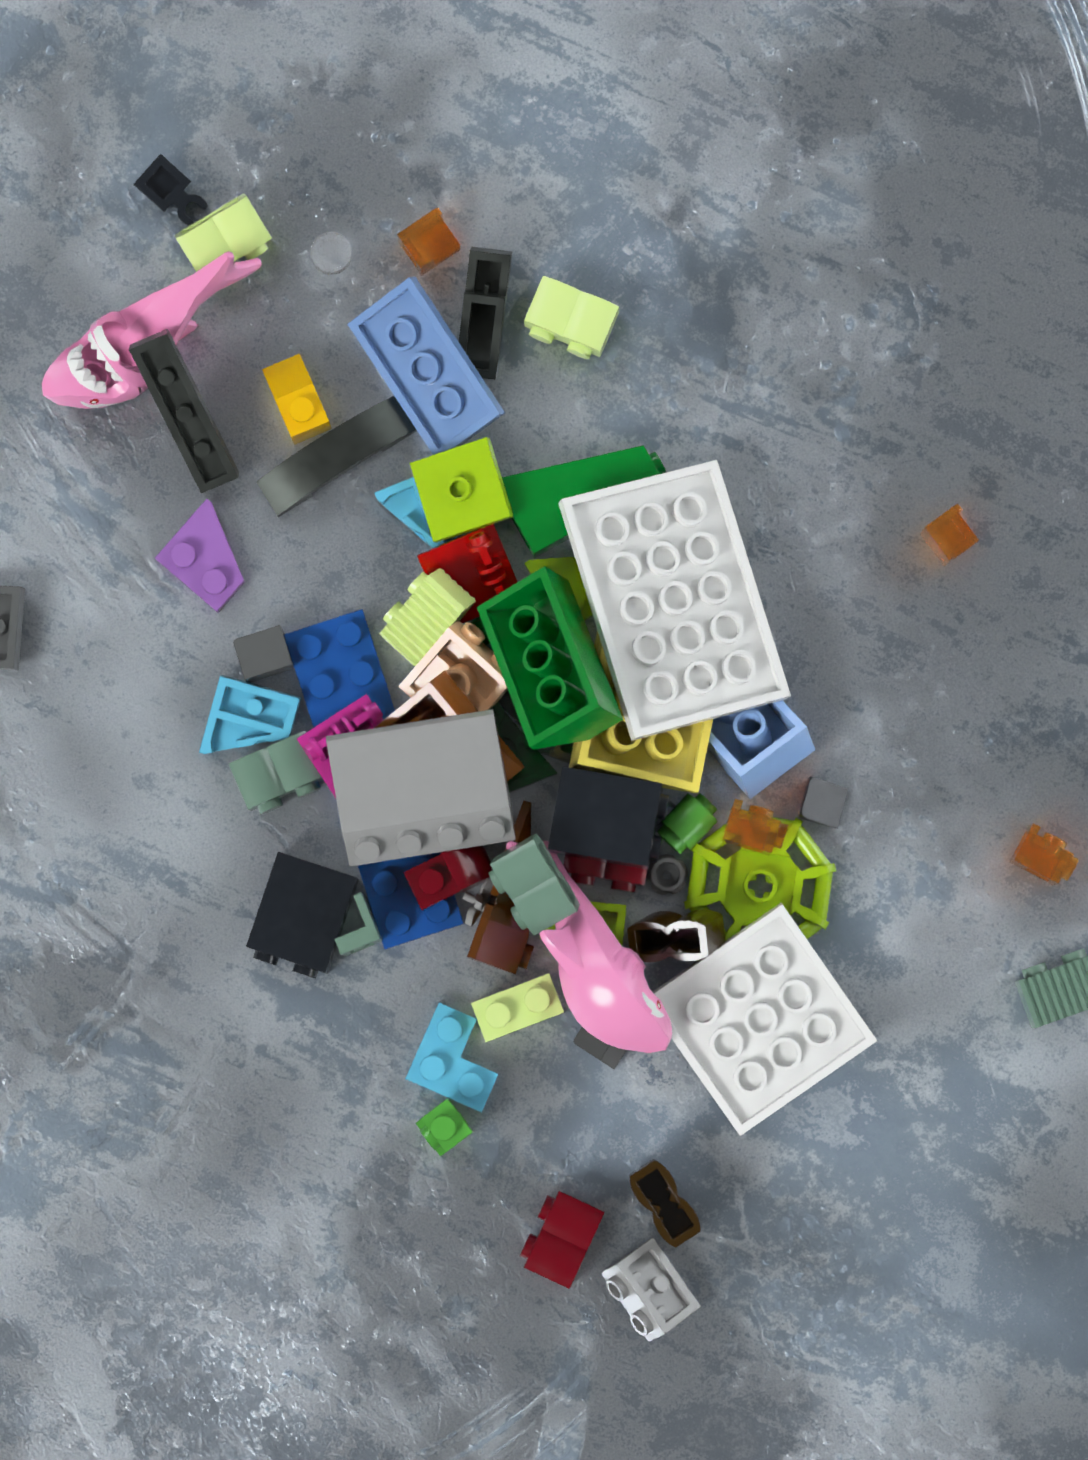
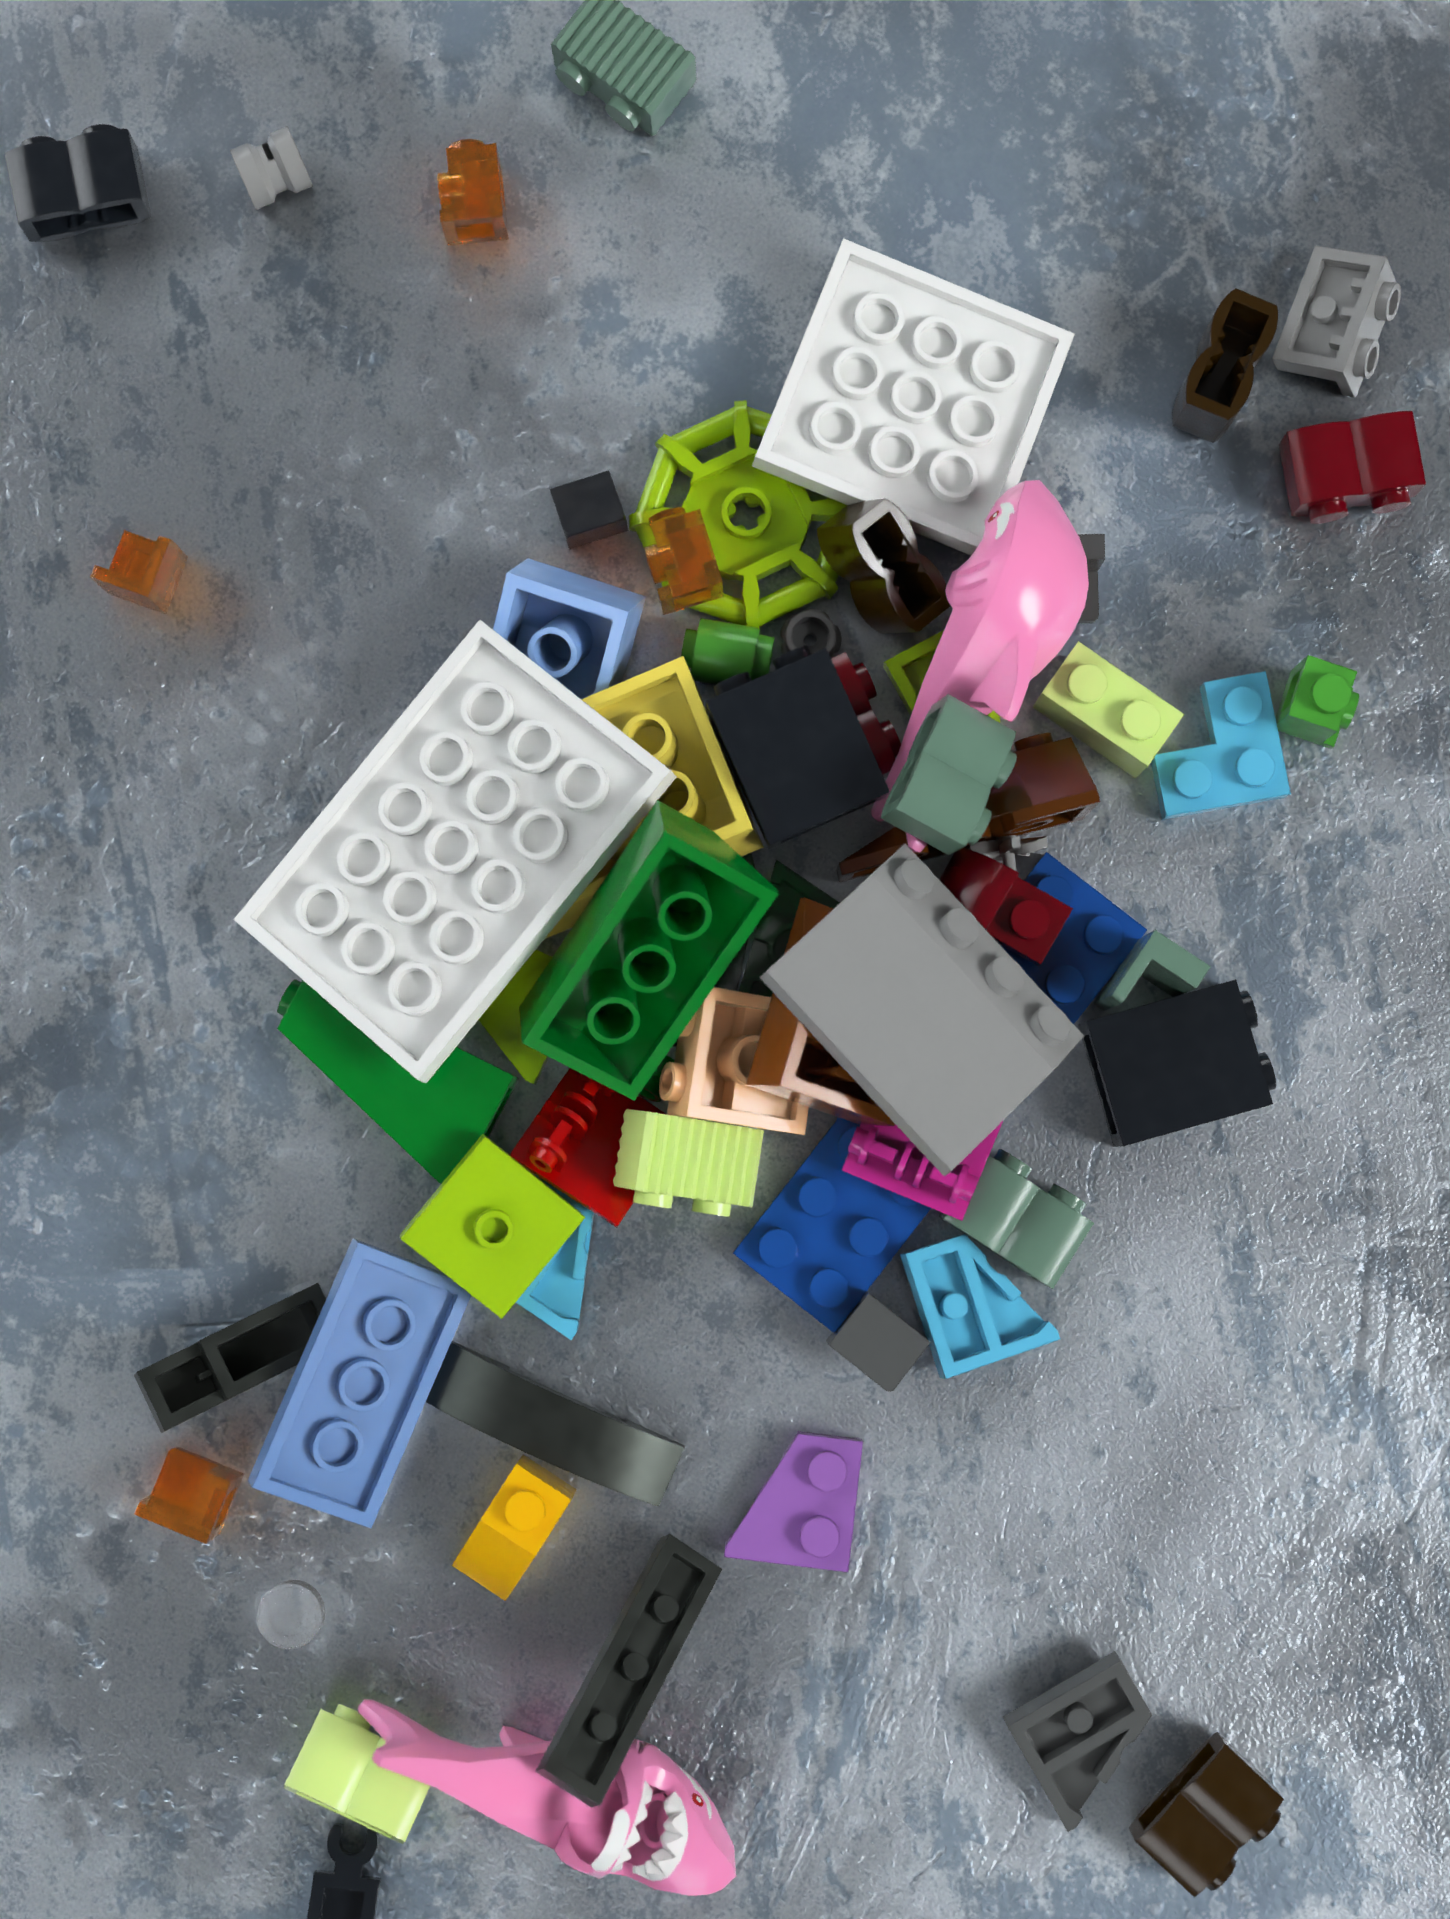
camera: 120 degrees left, 0 degrees up
(570, 317) = (171, 1238): yellowish green brick -> none

